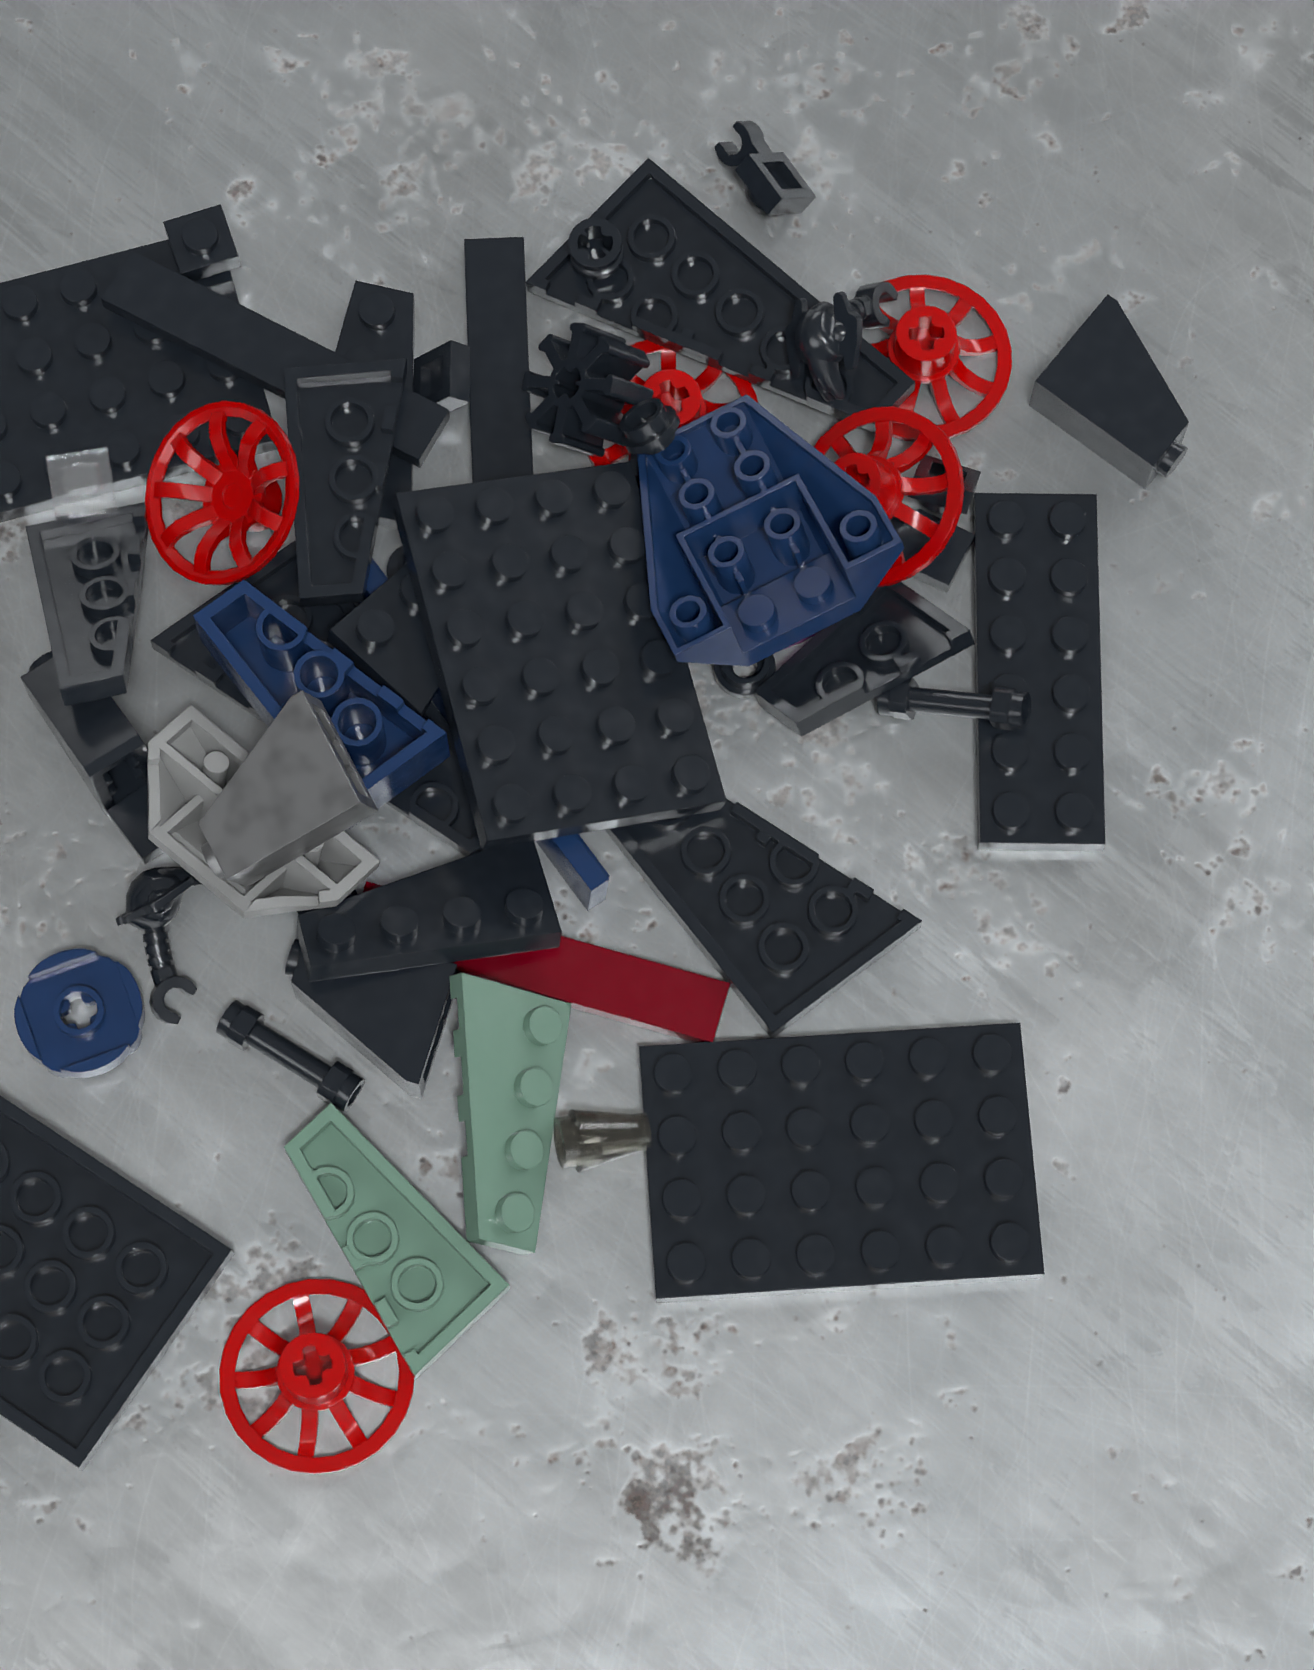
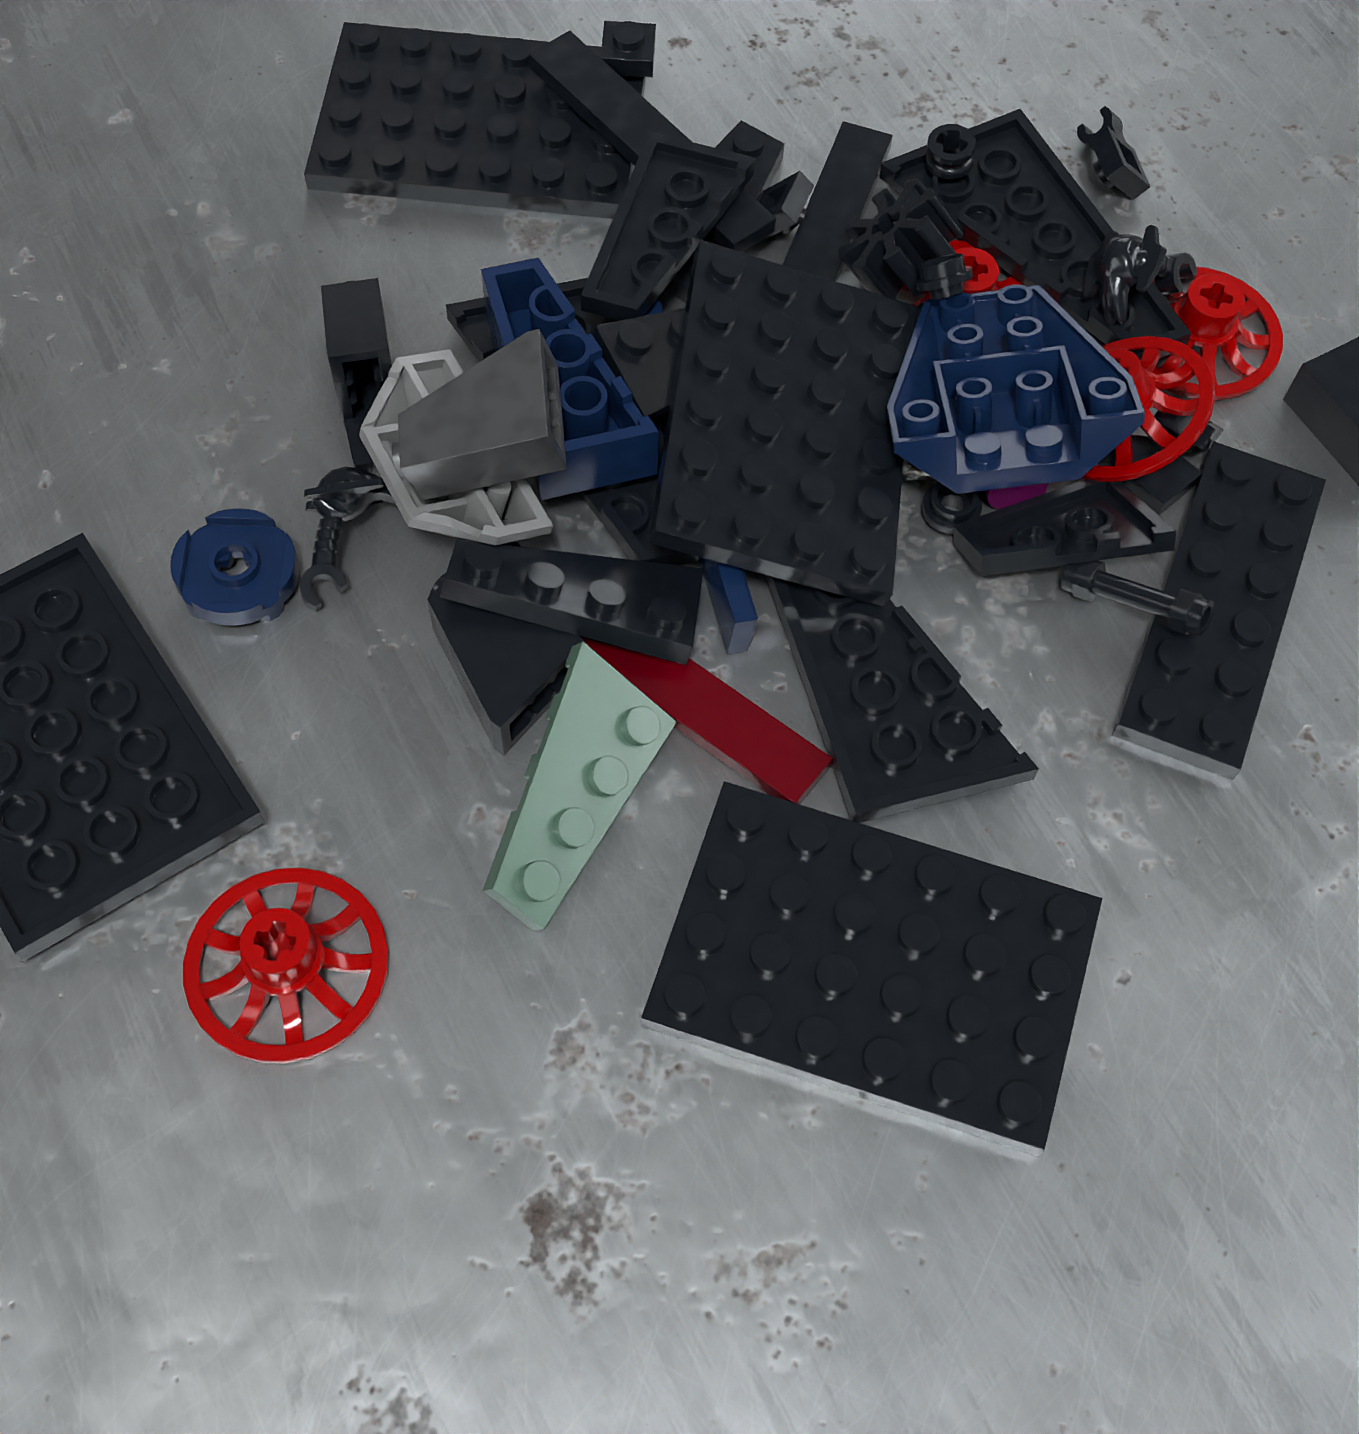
camera: 20 degrees right, 10 degrees down
(81, 483) = (447, 175): clear plate -> none
(90, 597) = (407, 249): black wing -> none
(234, 494) = (571, 223): red wheel -> none
(246, 1028) = (428, 707): black bar -> none
(402, 1250) = (420, 884): sand green wing -> none
(598, 1137) = (651, 847): clear smoke cone -> none

